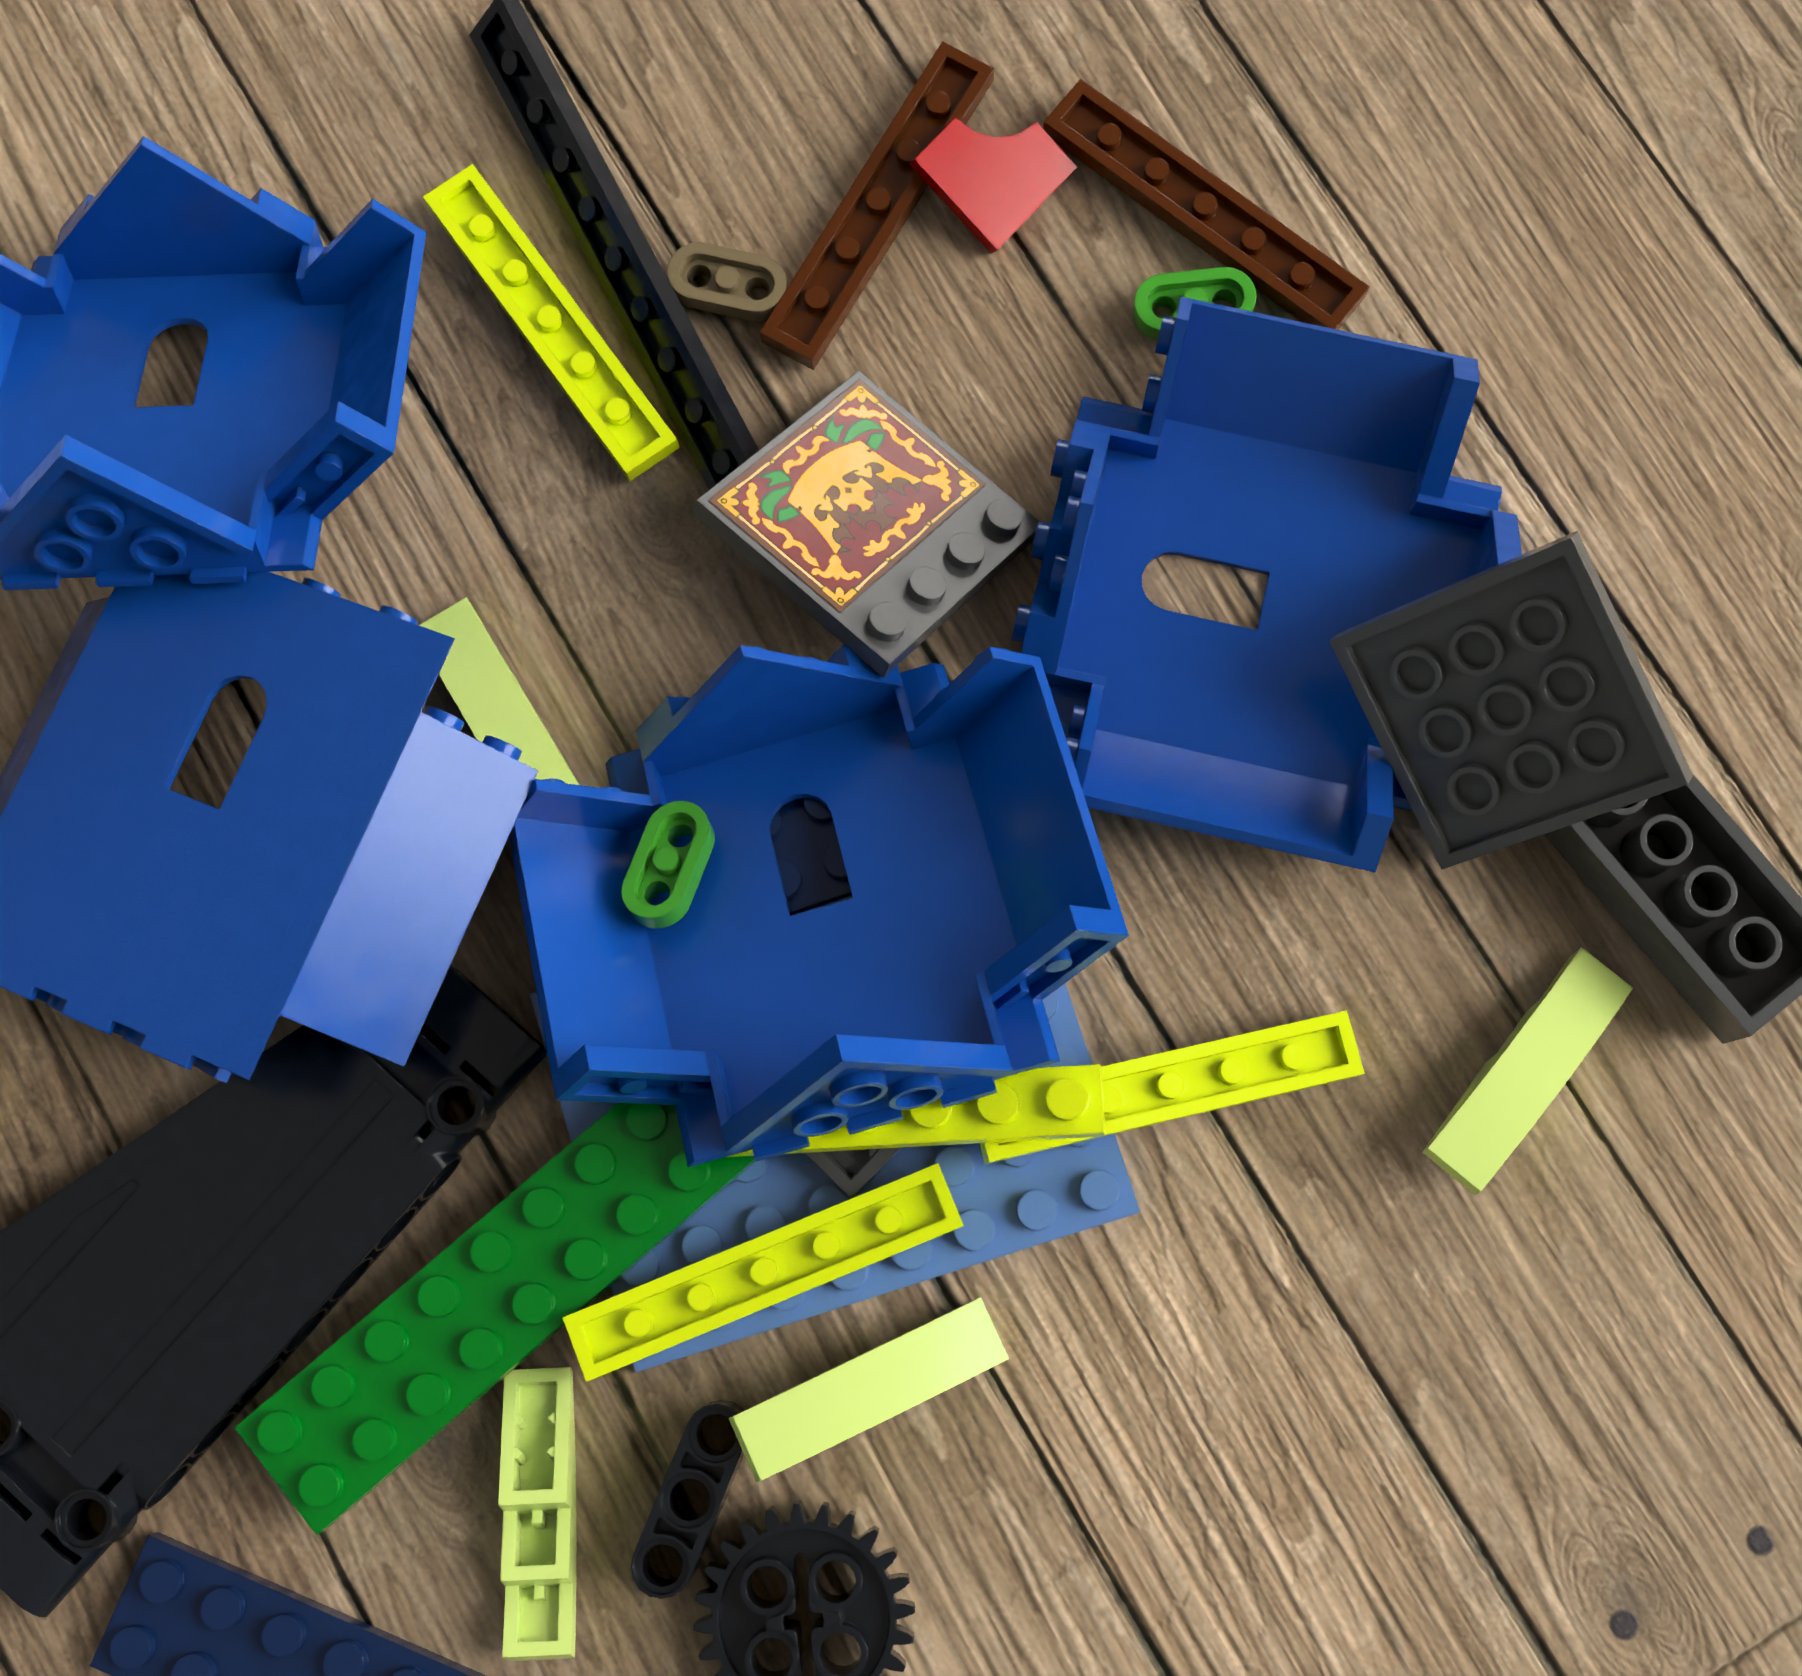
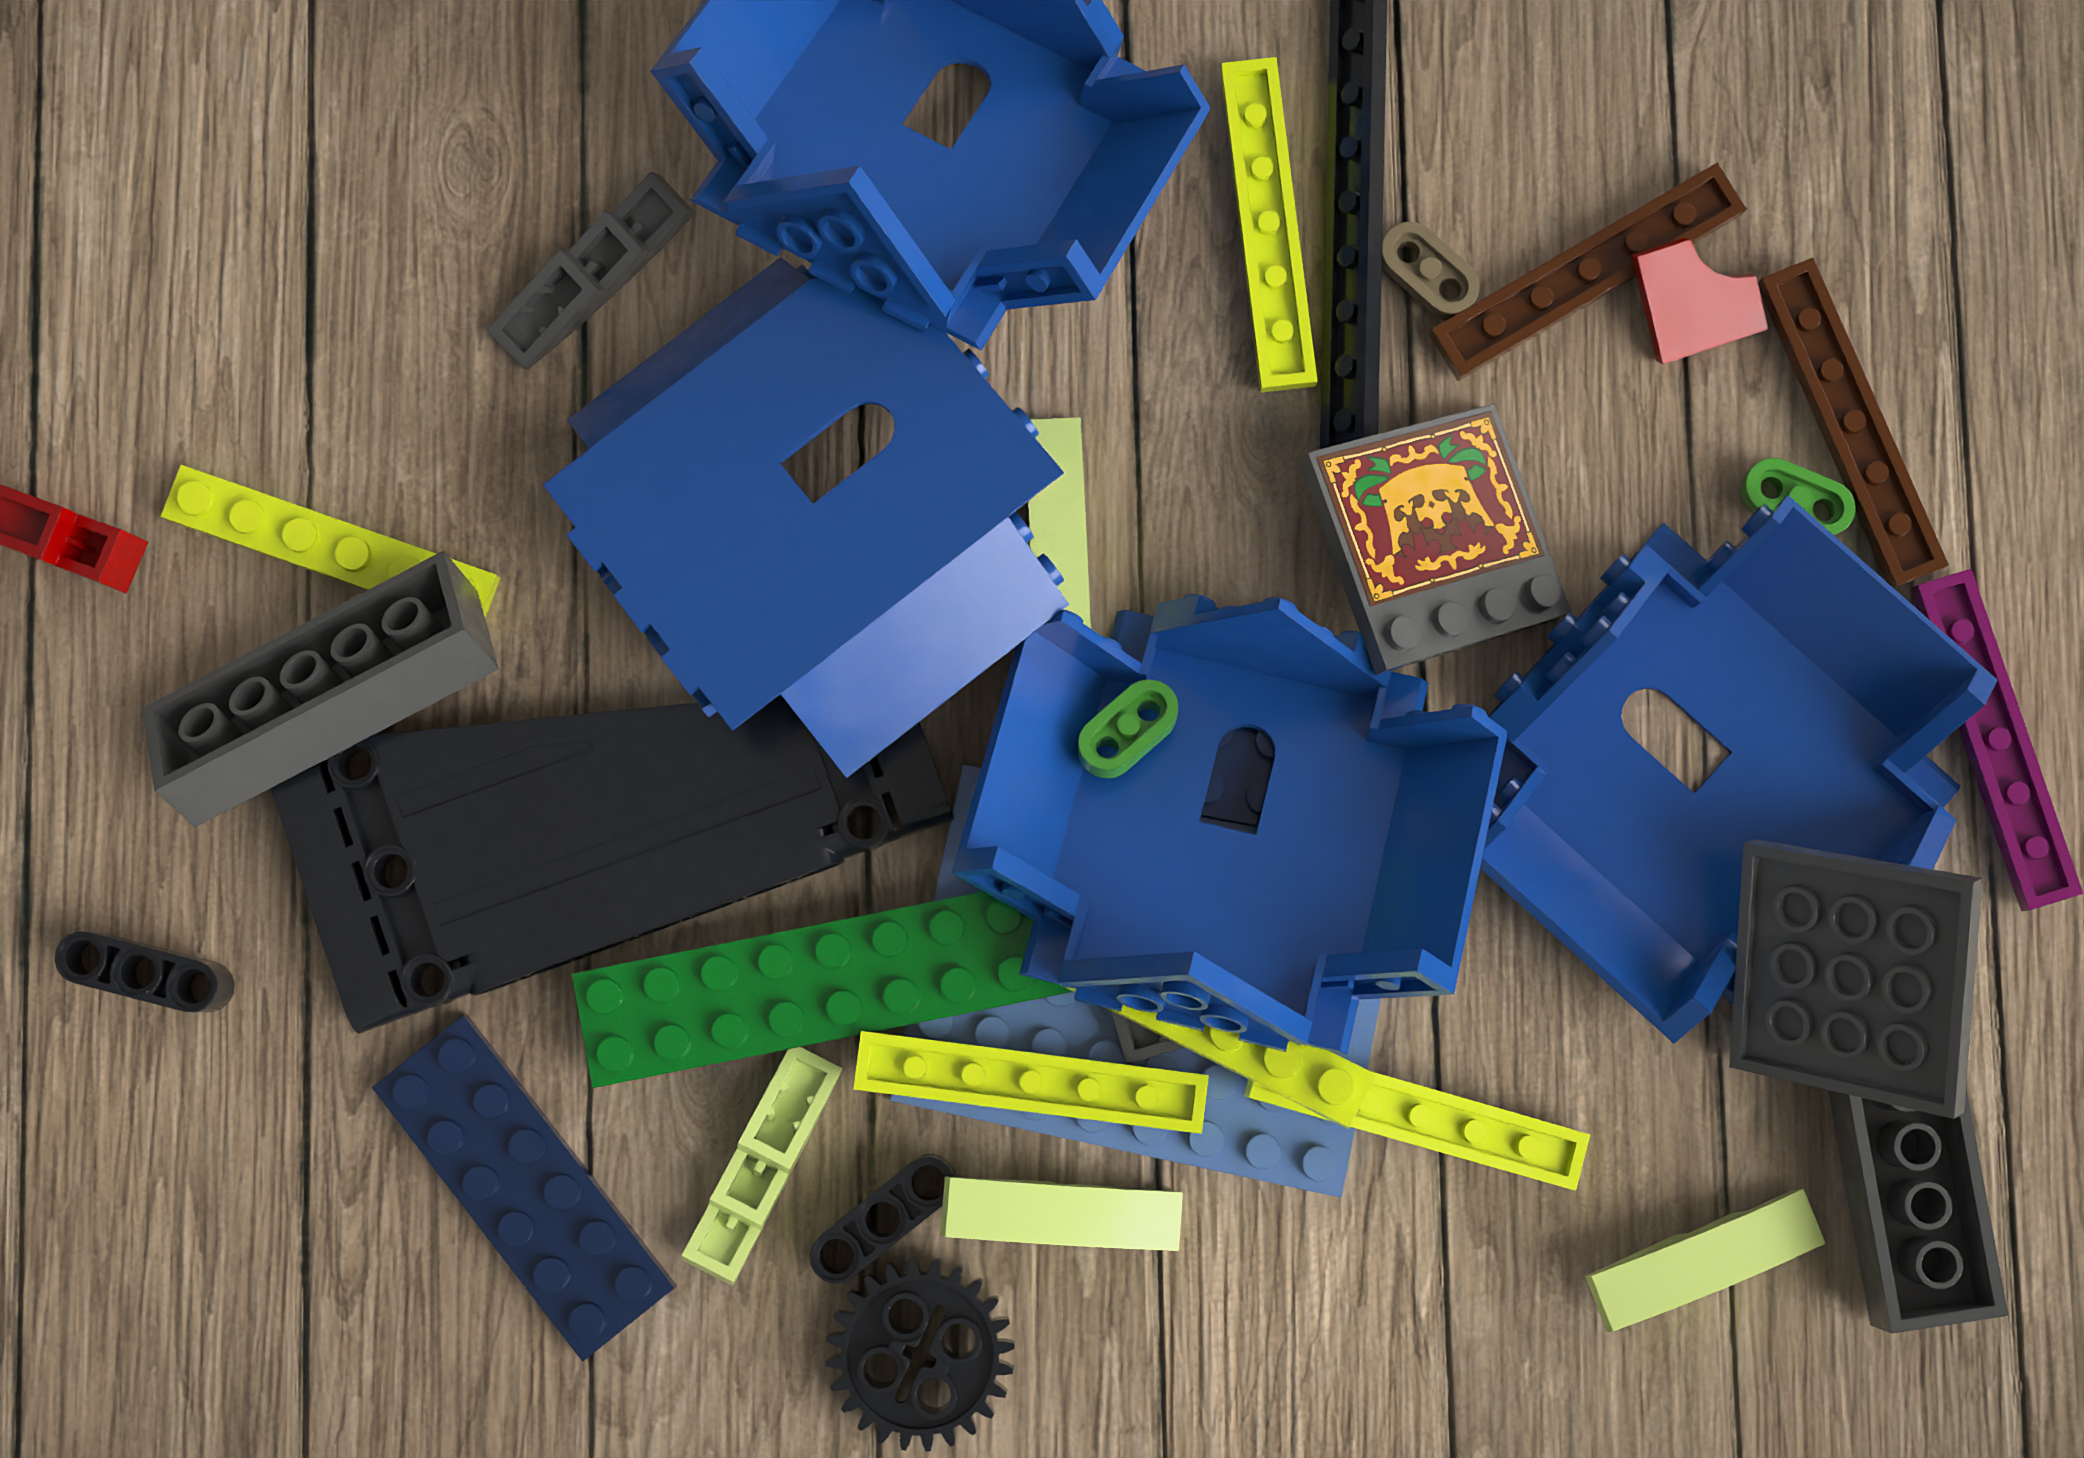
camera: 25 degrees right, 5 degrees up
(1529, 436) = (2003, 753): none -> magenta plate

